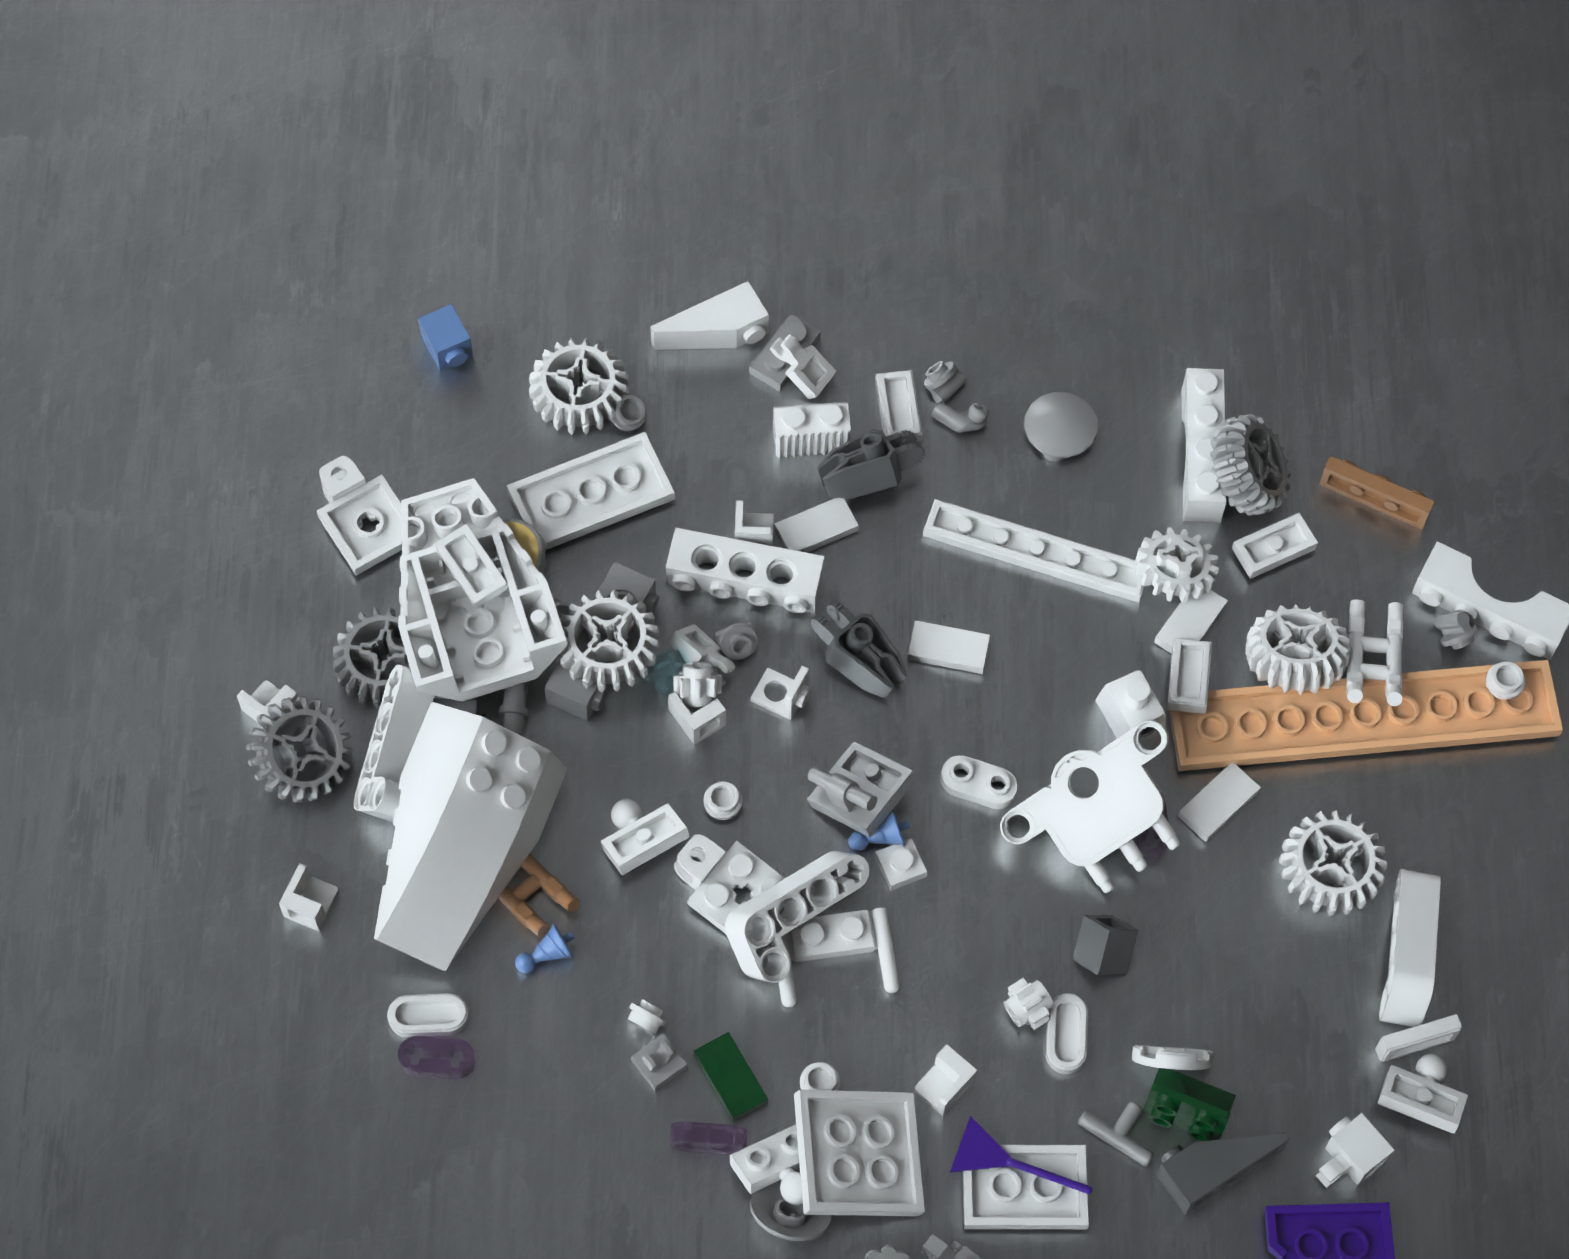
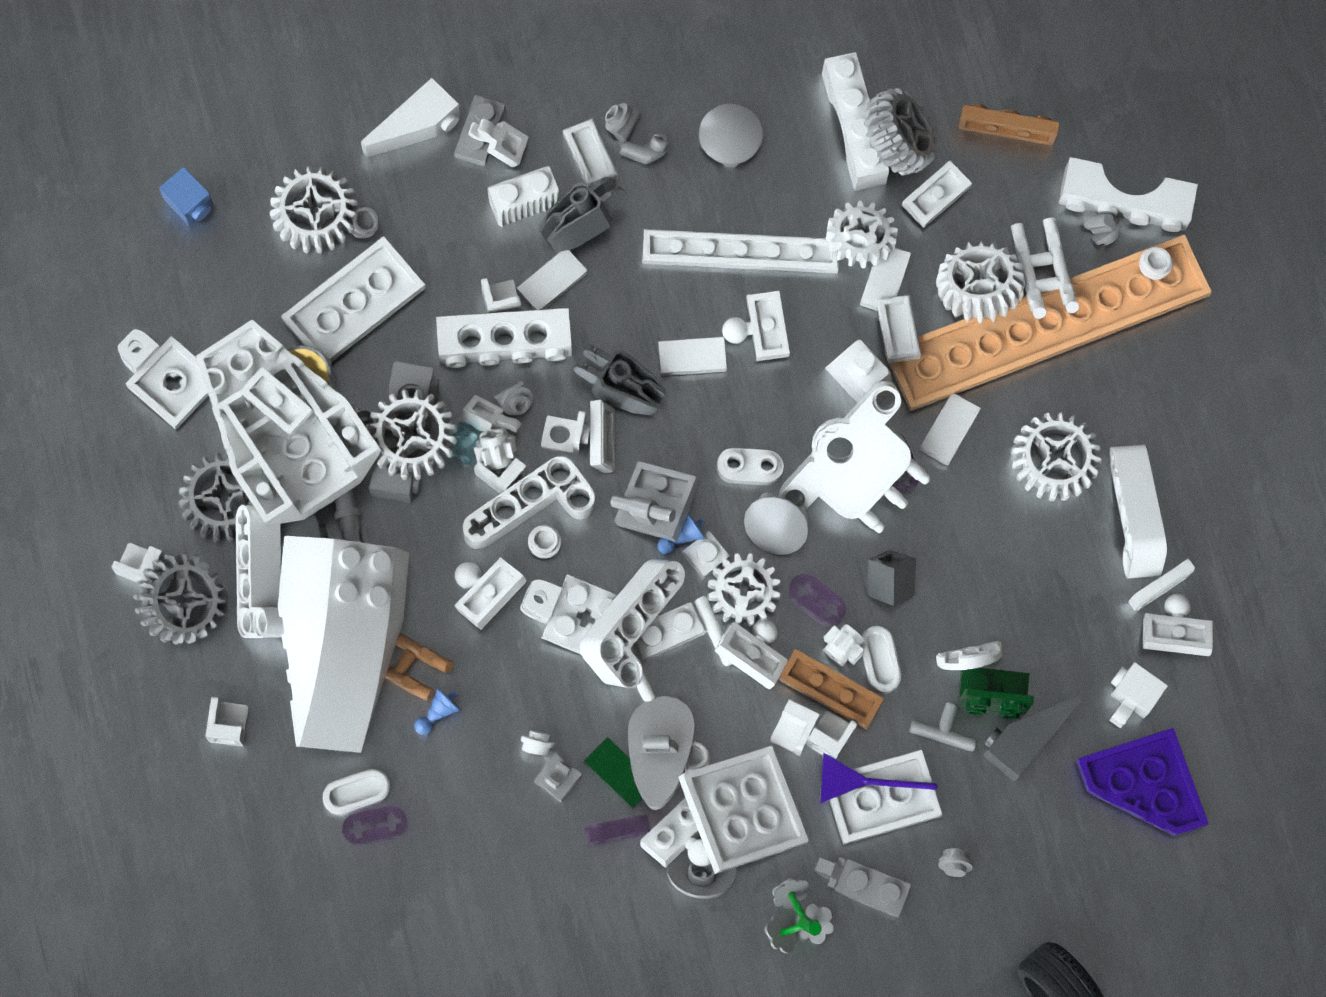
camera: 20 degrees left, 10 degrees up
(714, 759) = (526, 508): none -> white beam
(784, 1057) = (660, 747): none -> light grey shield
(821, 704) = (602, 436): none -> white tile
(922, 982) = (752, 652): none -> white plate
(944, 920) = (731, 588): none -> white gear
(985, 1101) = (830, 735): none -> white panel
(989, 850) = (776, 524): none -> light grey dish
(1000, 1049) = (831, 689): none -> medium nougat plate
(1006, 953) = (812, 606): none -> clear purple beam
(1040, 635) = (765, 326): none -> white plate

